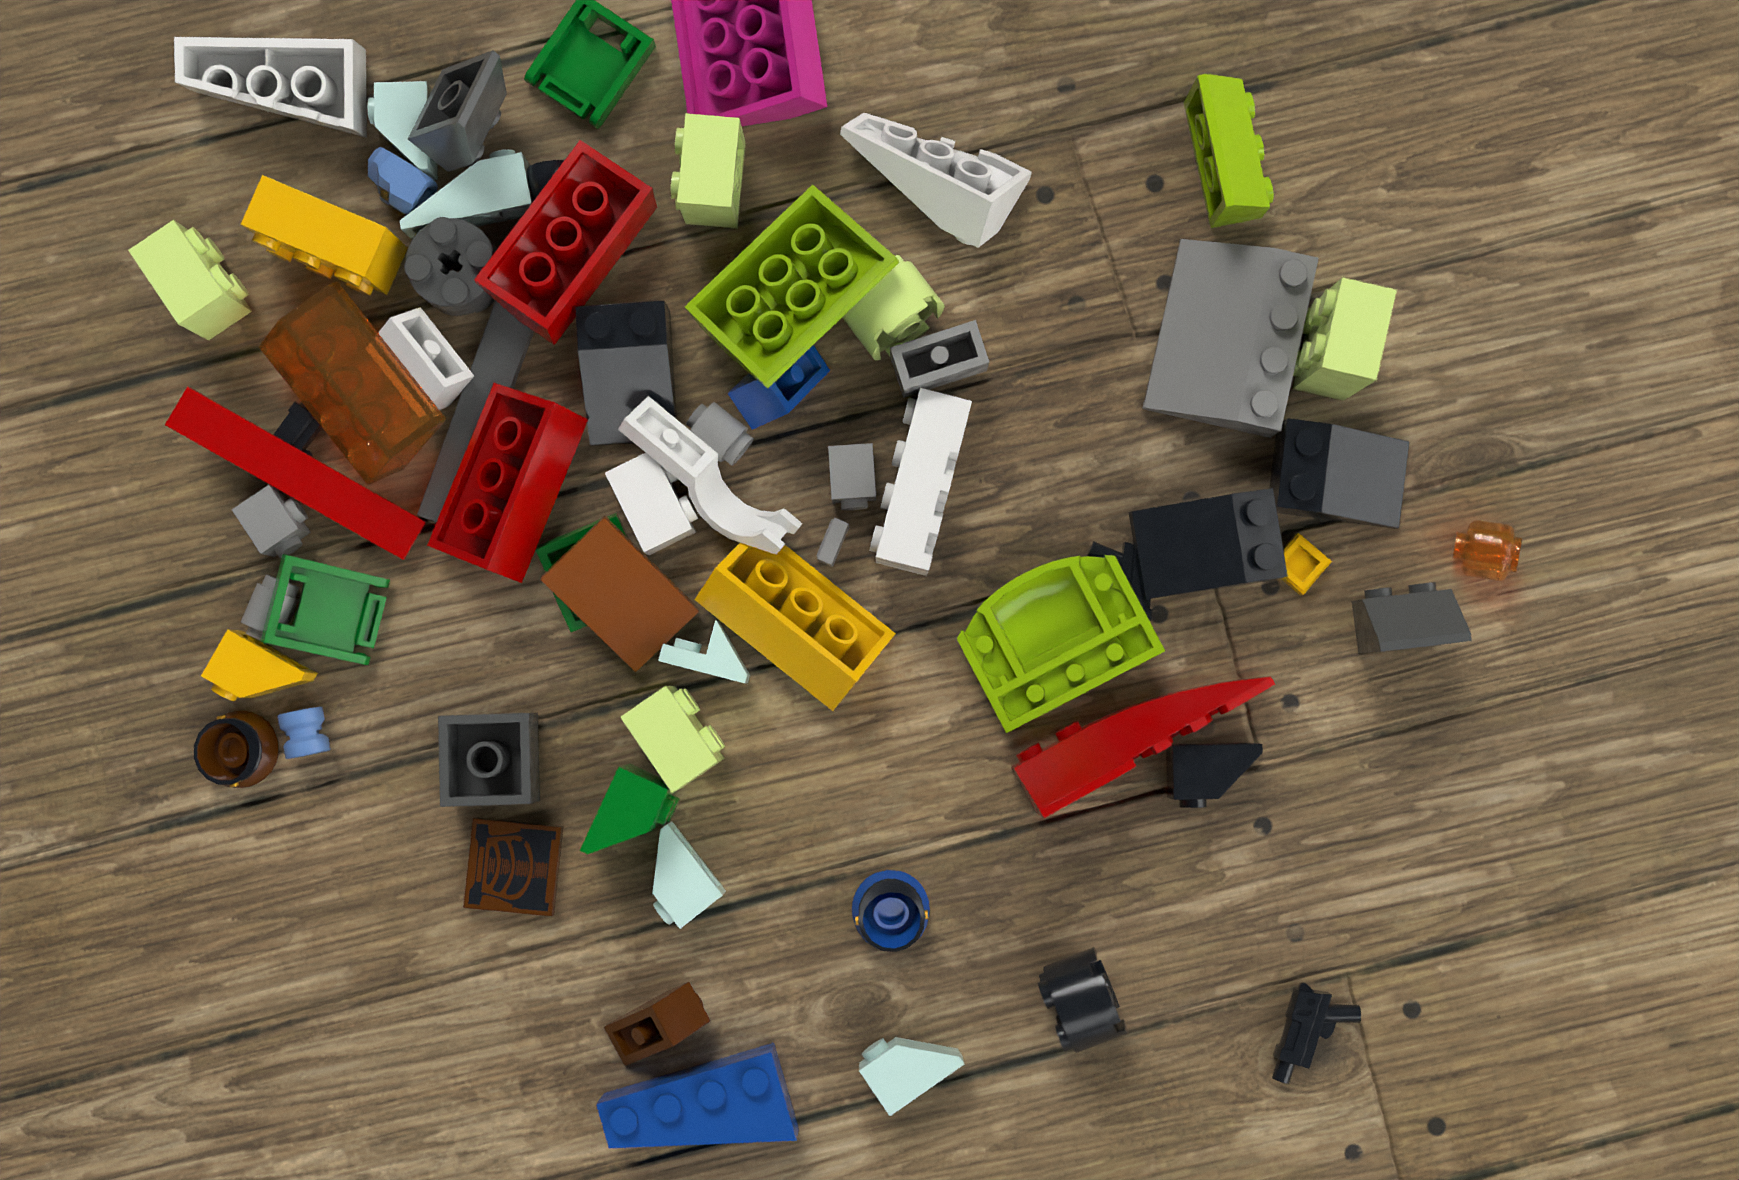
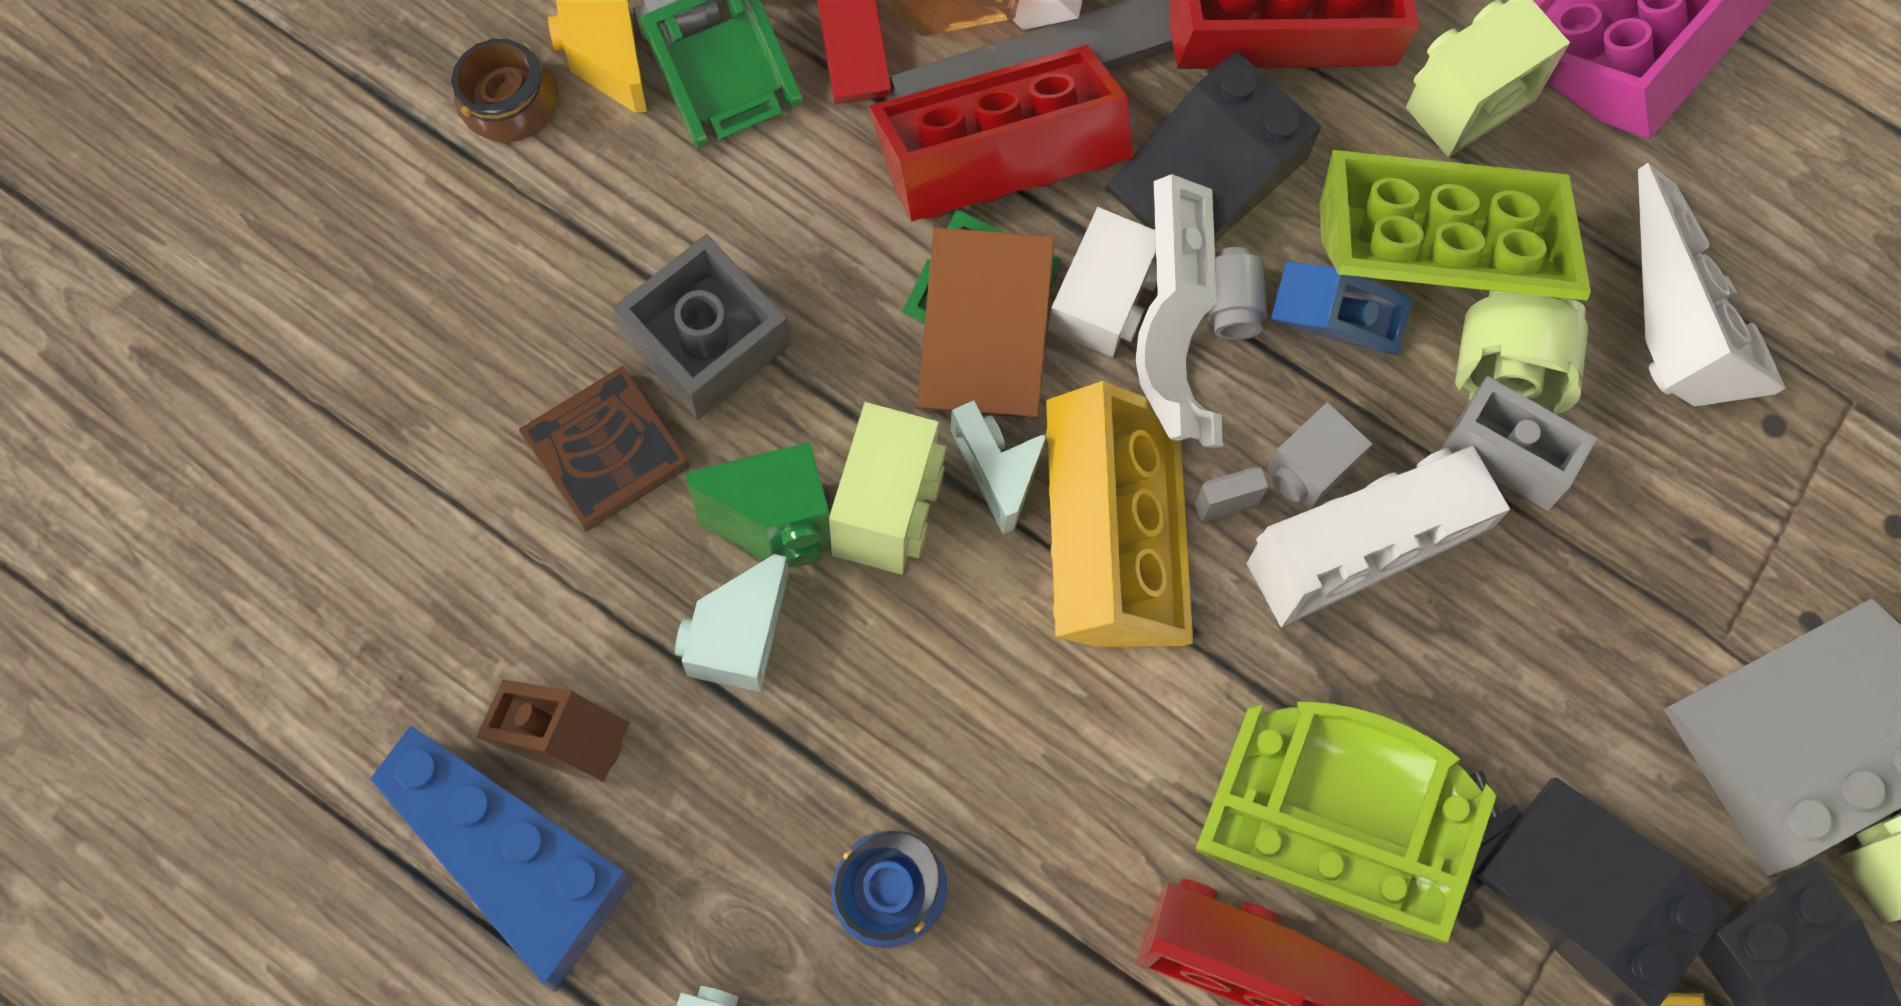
camera: 40 degrees right, 15 degrees down
(303, 730) = (577, 135): medium blue wheel -> none

